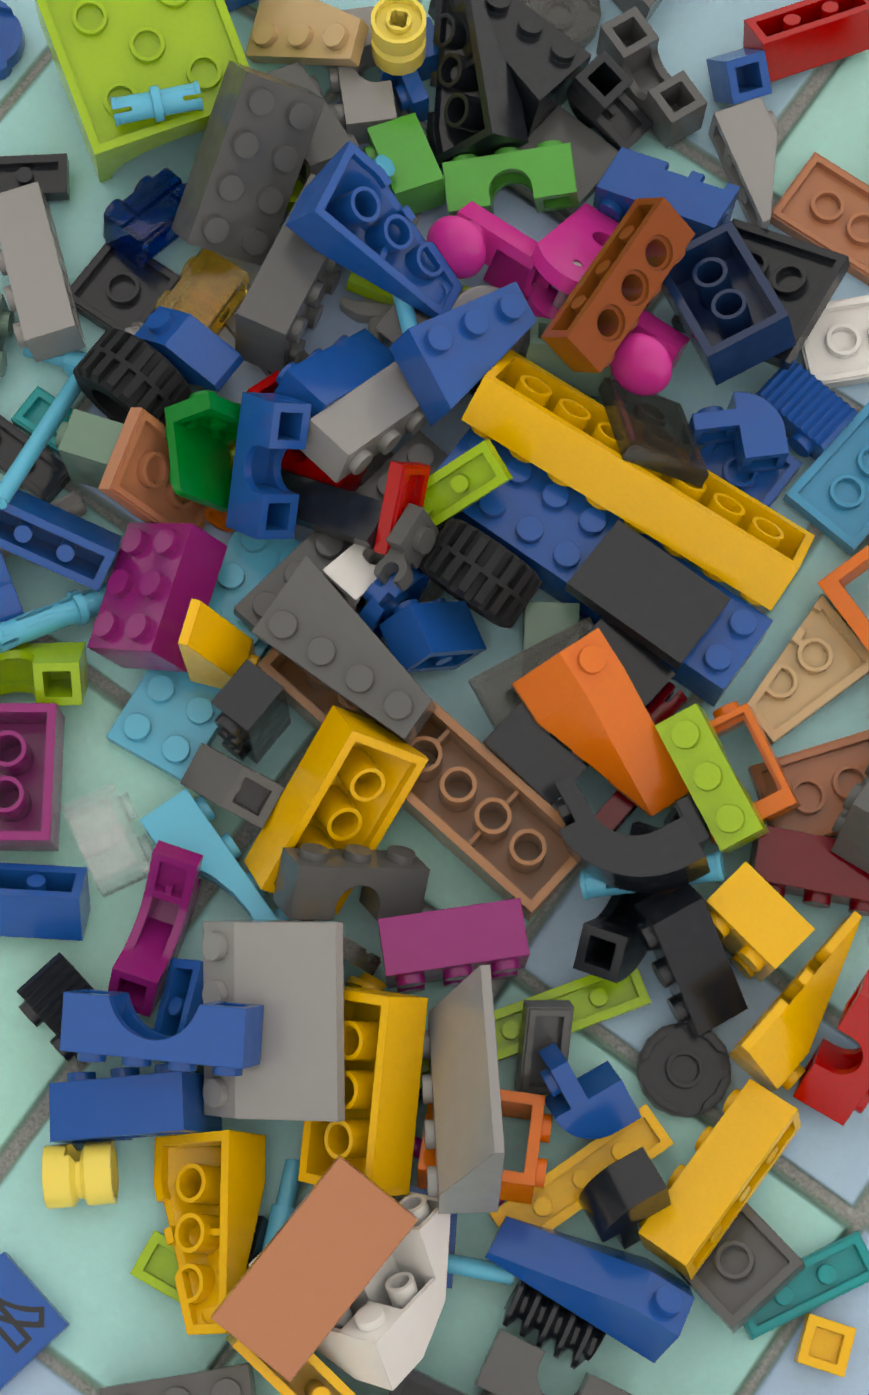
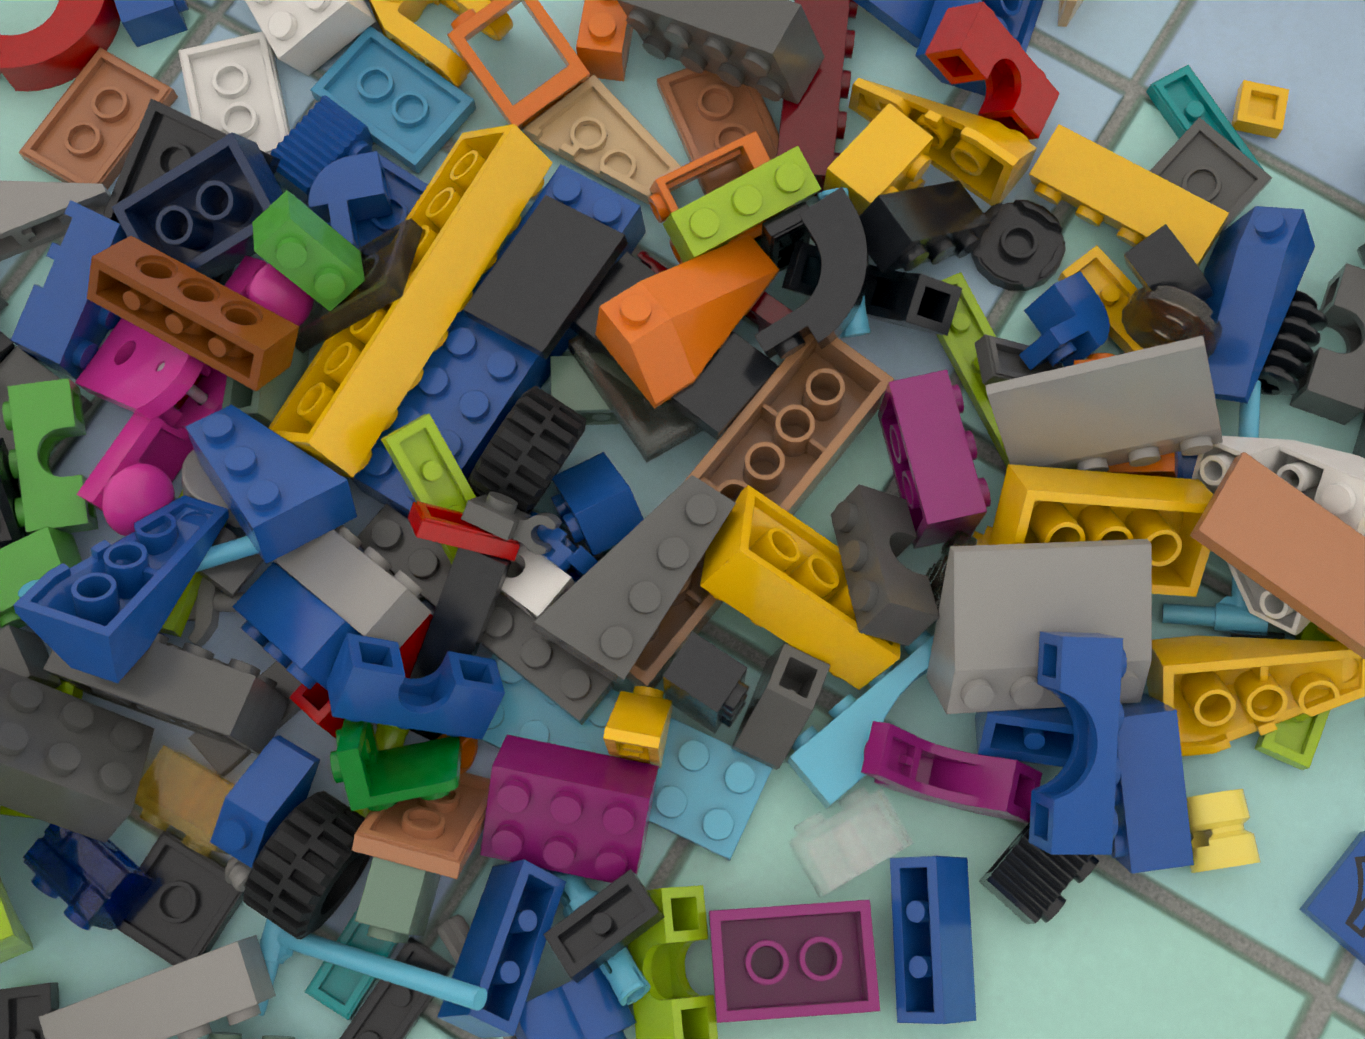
camera: 90 degrees left, 0 degrees up
(53, 614) = (603, 926): none -> black plate
(569, 1189) = (1169, 317): none -> clear smoke tile
(675, 382) = (307, 251): none -> bright green brick

